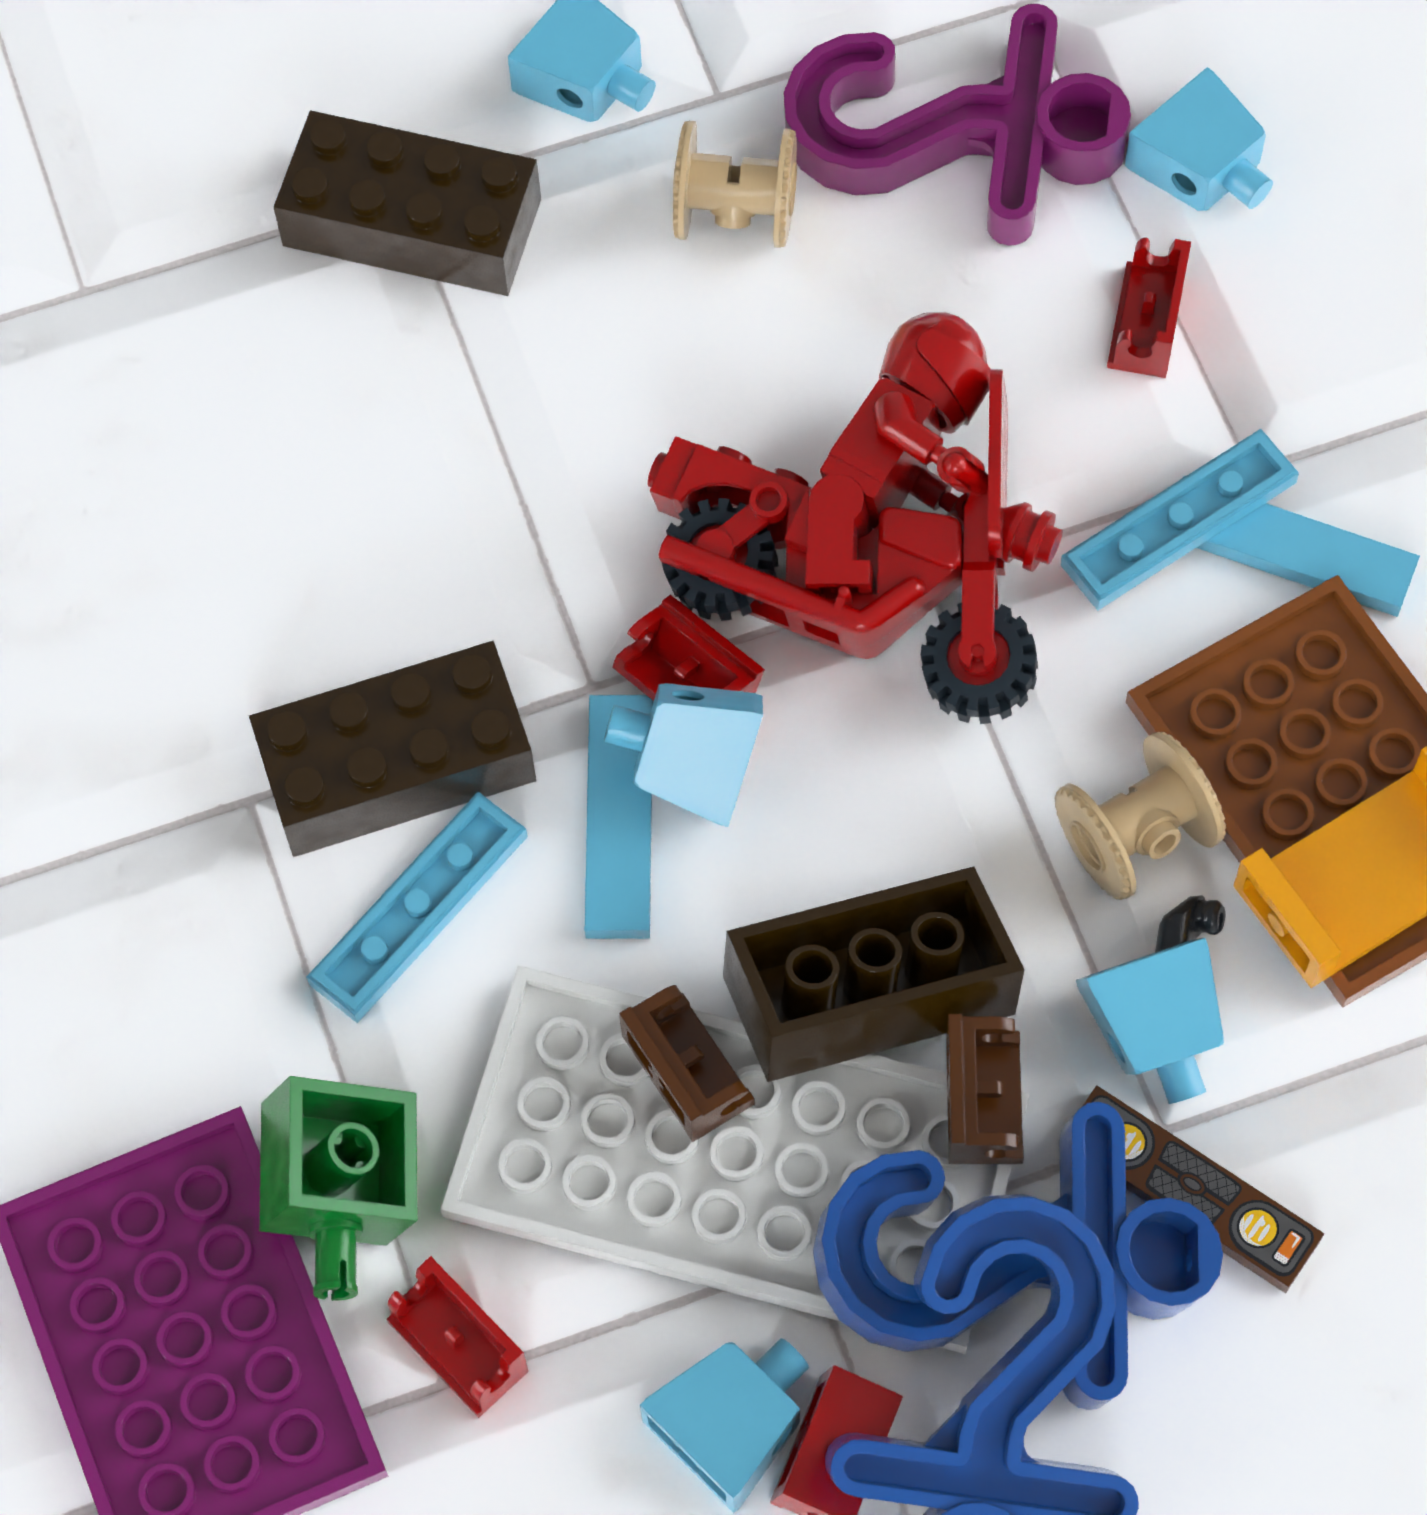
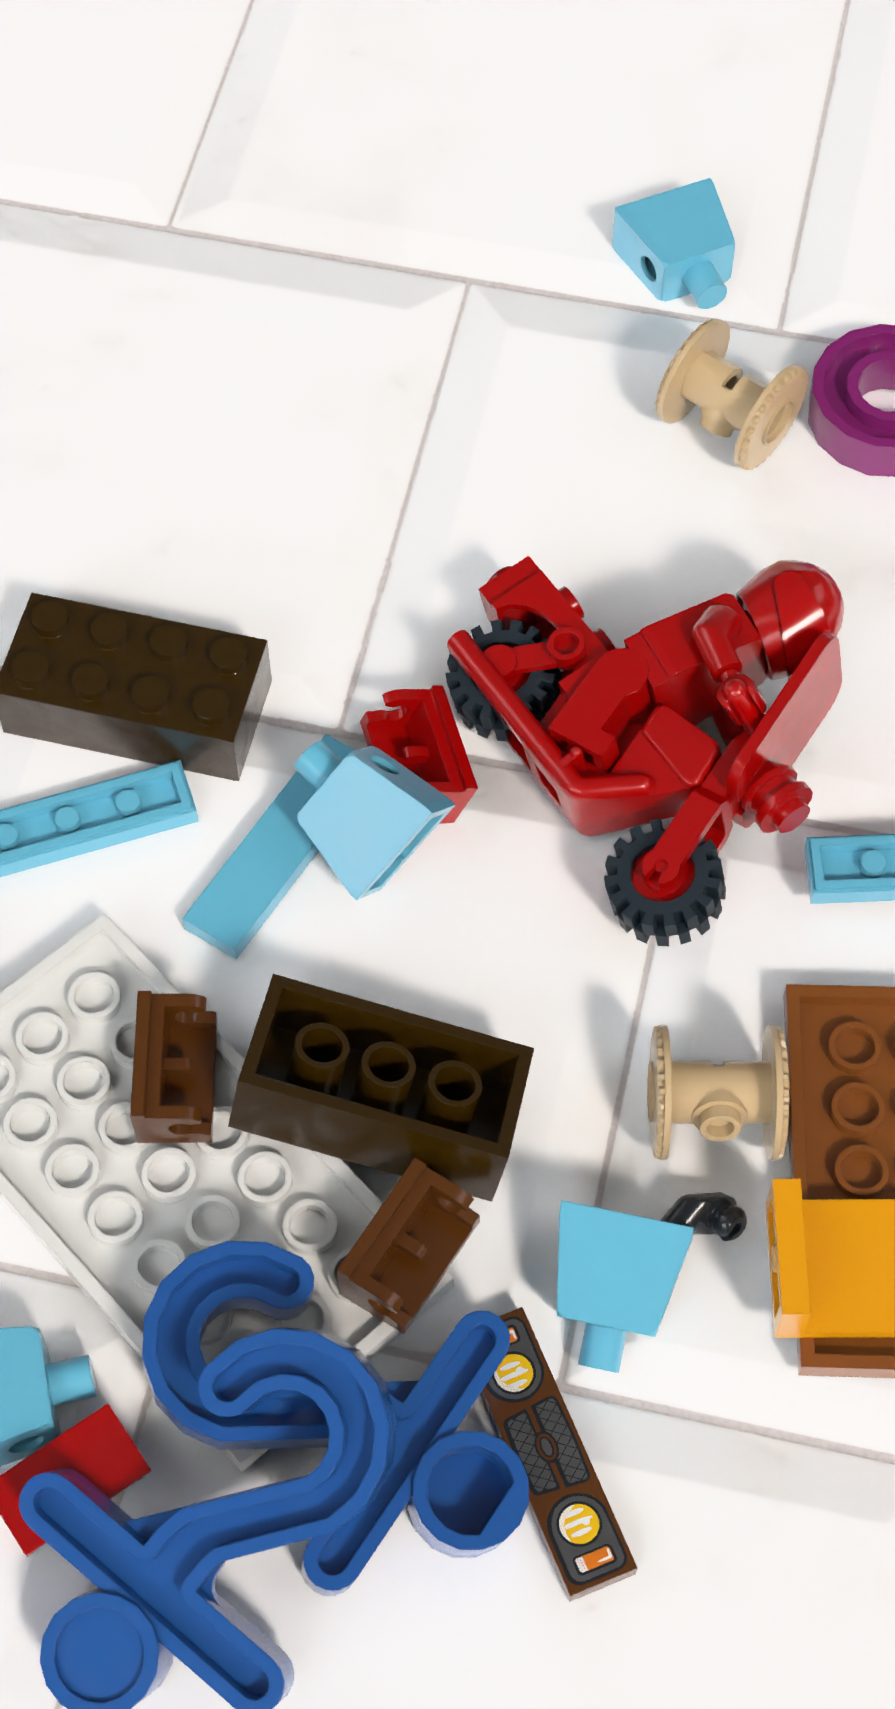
camera: 30 degrees right, 5 degrees down
(408, 202) = (460, 282): dark brown brick -> none

